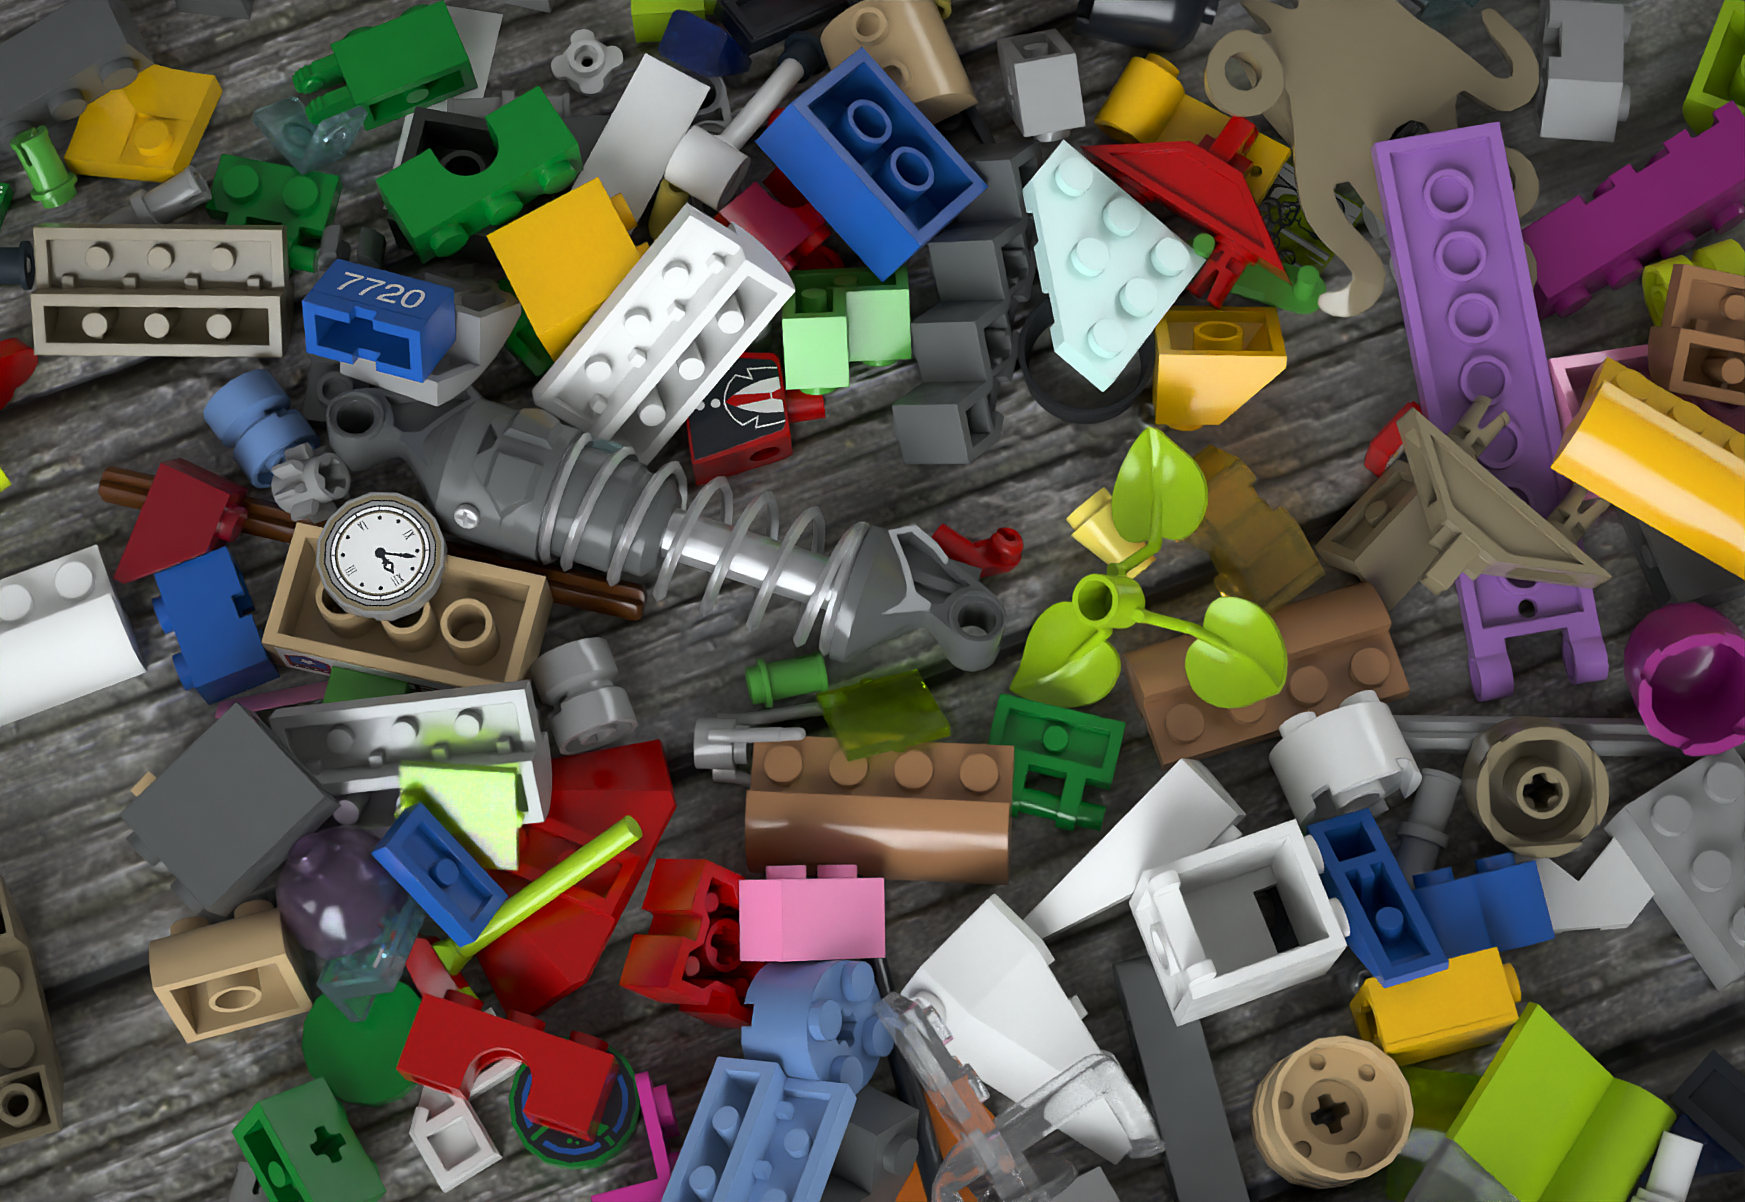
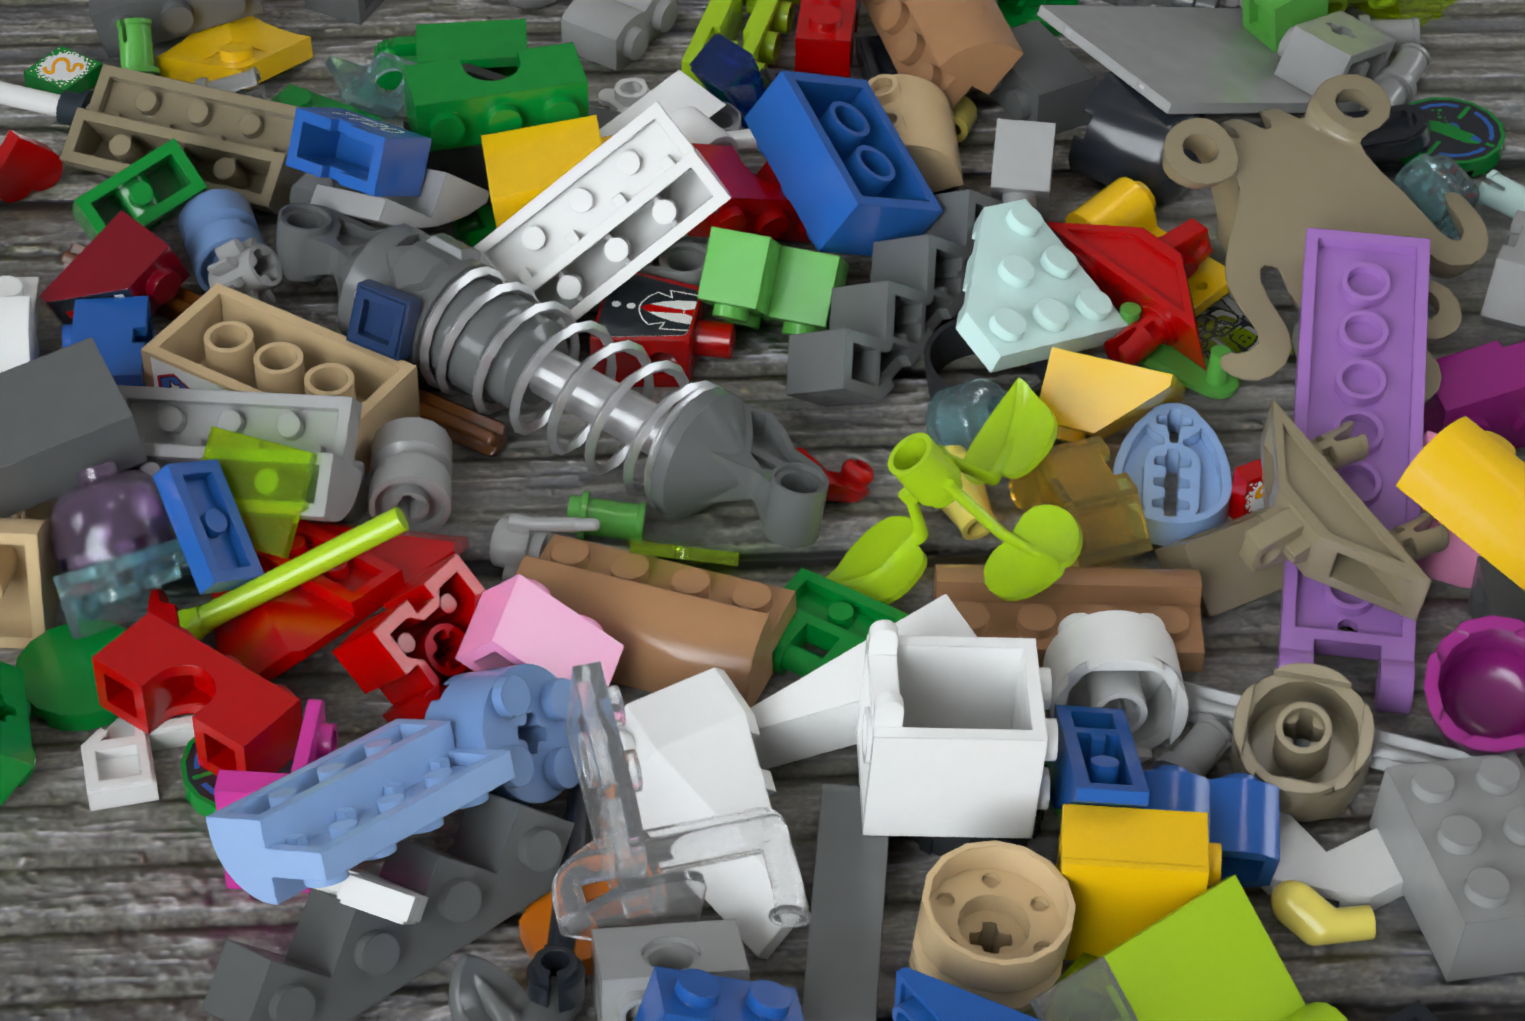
camera: 15 degrees right, 30 degrees down
(154, 407) = (146, 190): none -> green brick
(381, 556) = (277, 312): tile -> none
(497, 543) = (383, 319): none -> dark blue tile
(1092, 444) = (961, 411): none -> clear light blue head
(1335, 443) = (1196, 458): none -> light blue piece
(1592, 964) = (1316, 919): none -> light yellow arm

